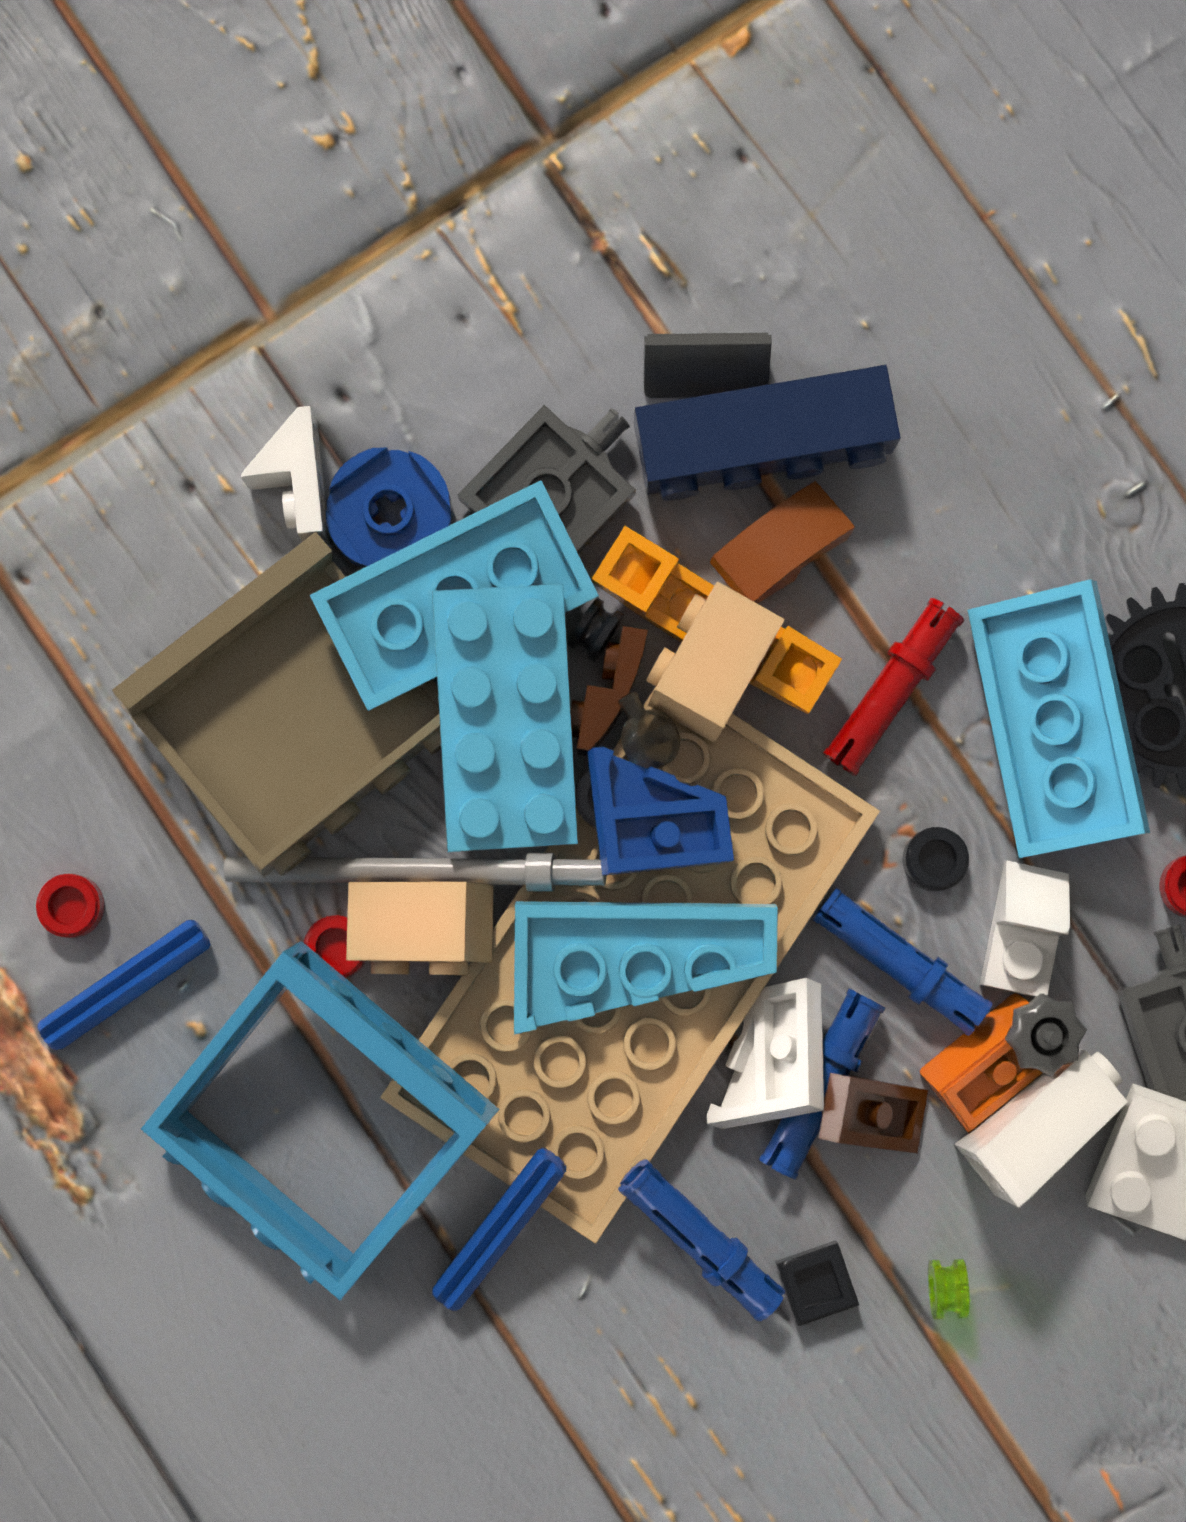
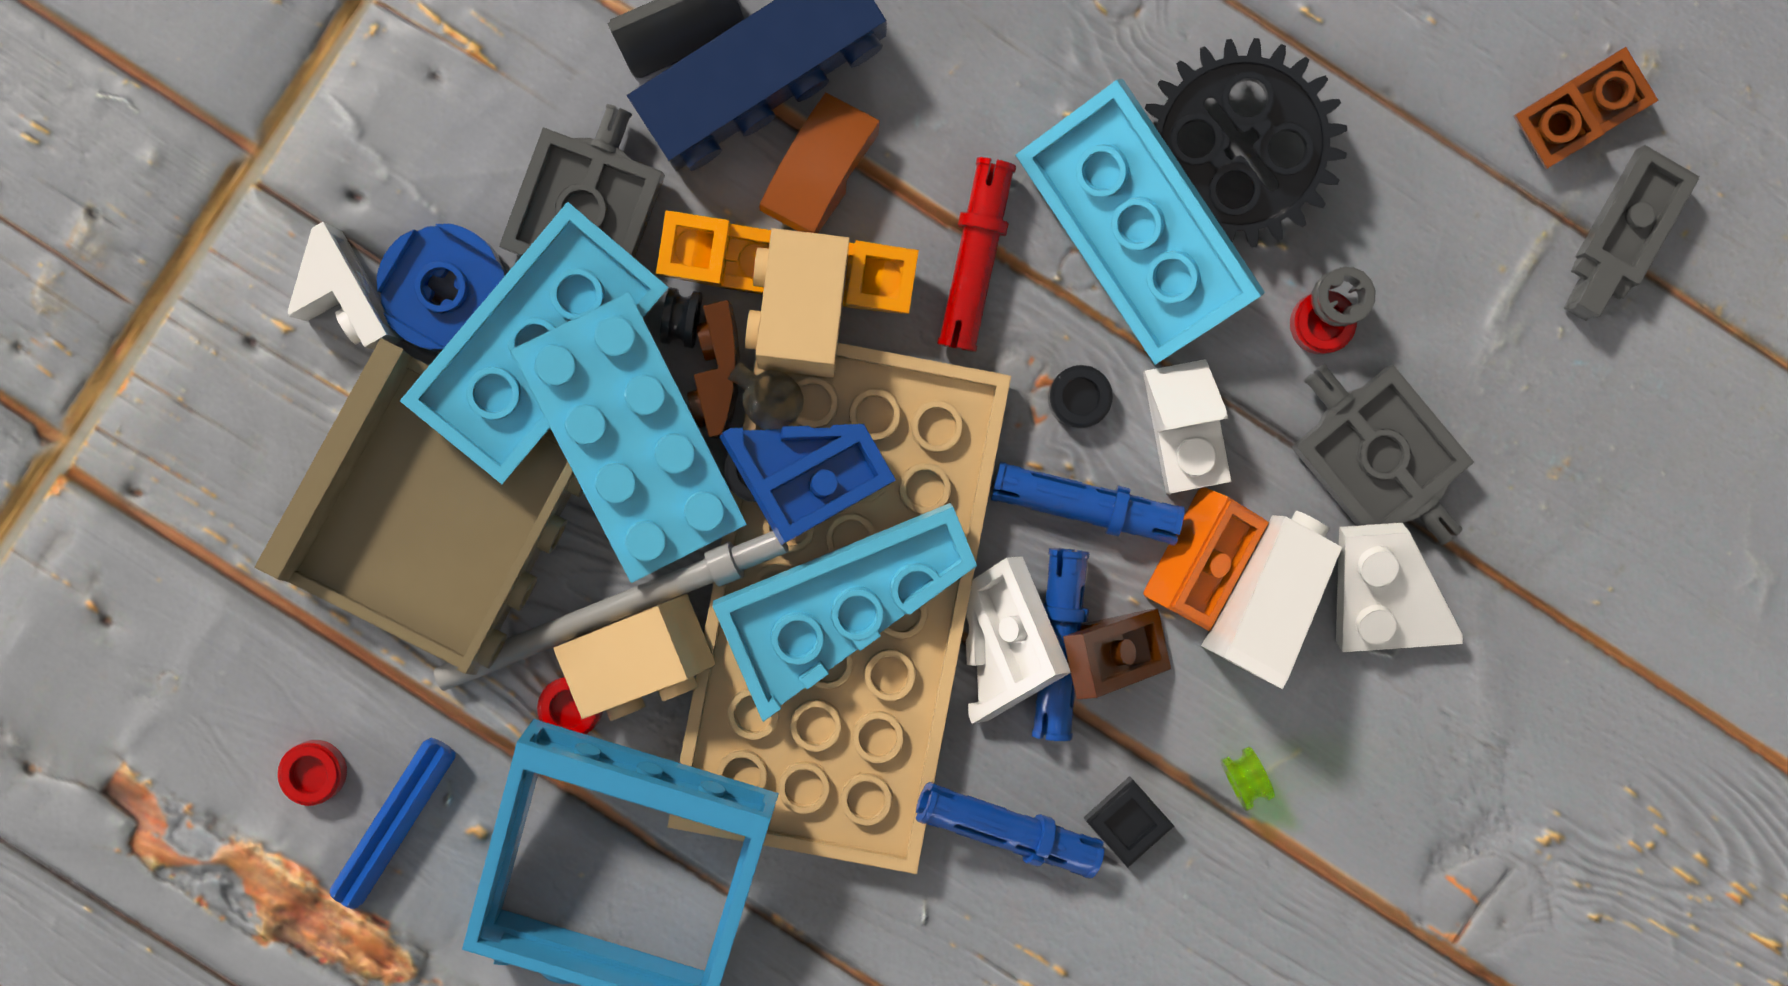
camera: 20 degrees left, 5 degrees up
(499, 1229) = (824, 898): blue axle -> none
(1045, 1034) = (1243, 518): dark grey piece -> none

